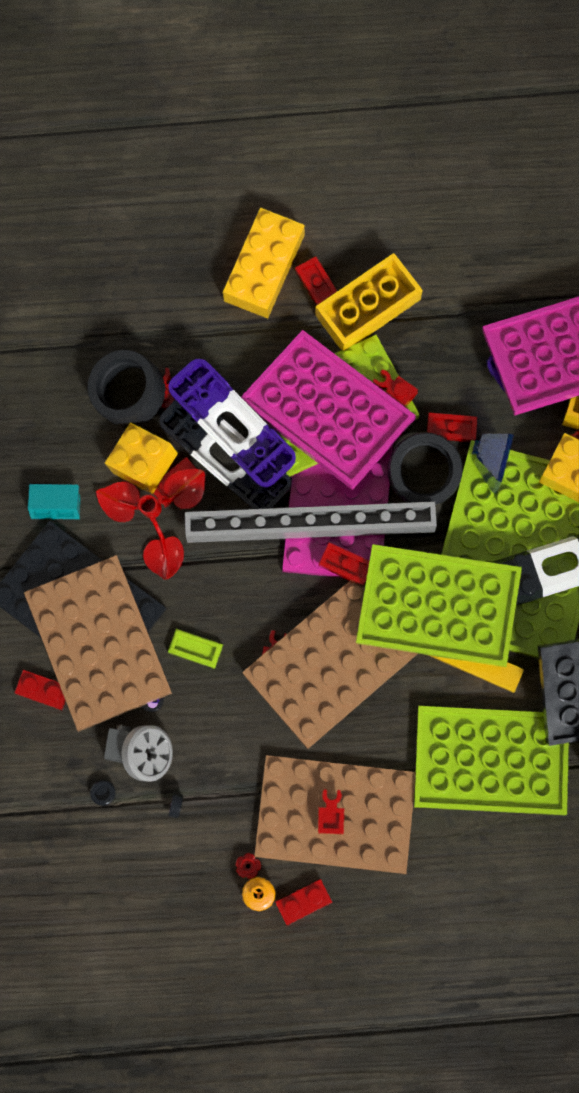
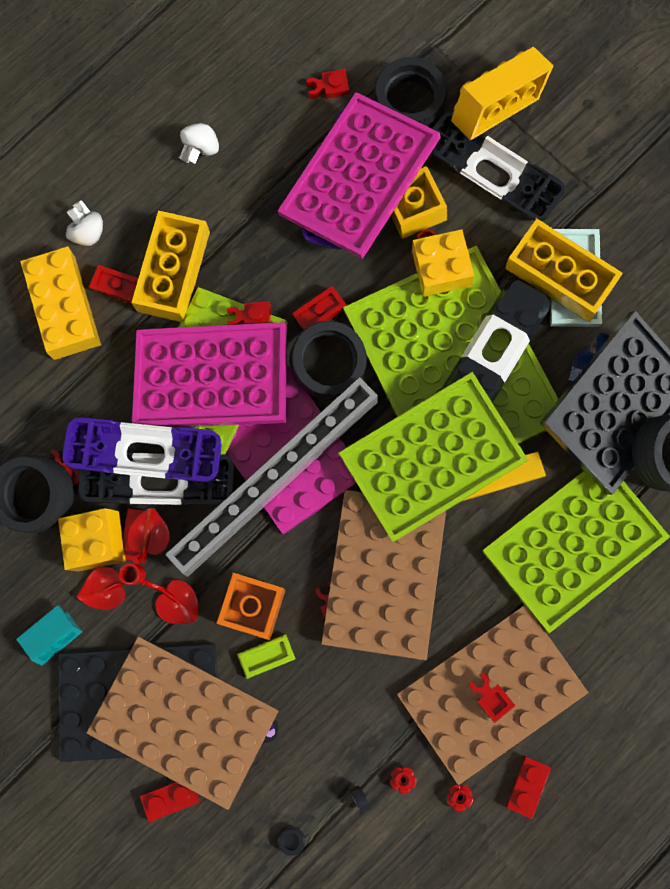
camera: 35 degrees left, 0 degrees up
(115, 743) = (272, 789): dark grey brick -> none
(157, 745) = (297, 792): light grey wheel -> none
(215, 602) = (251, 606): none -> orange brick
(218, 825) = (396, 783): none -> red plate
(249, 890) = (492, 804): light orange head -> none
(331, 219) = (86, 225): none -> white piece
(345, 564) = (329, 486): red plate -> none
(470, 220) = (196, 140): none -> white piece
(492, 457) = (373, 306): slope -> none

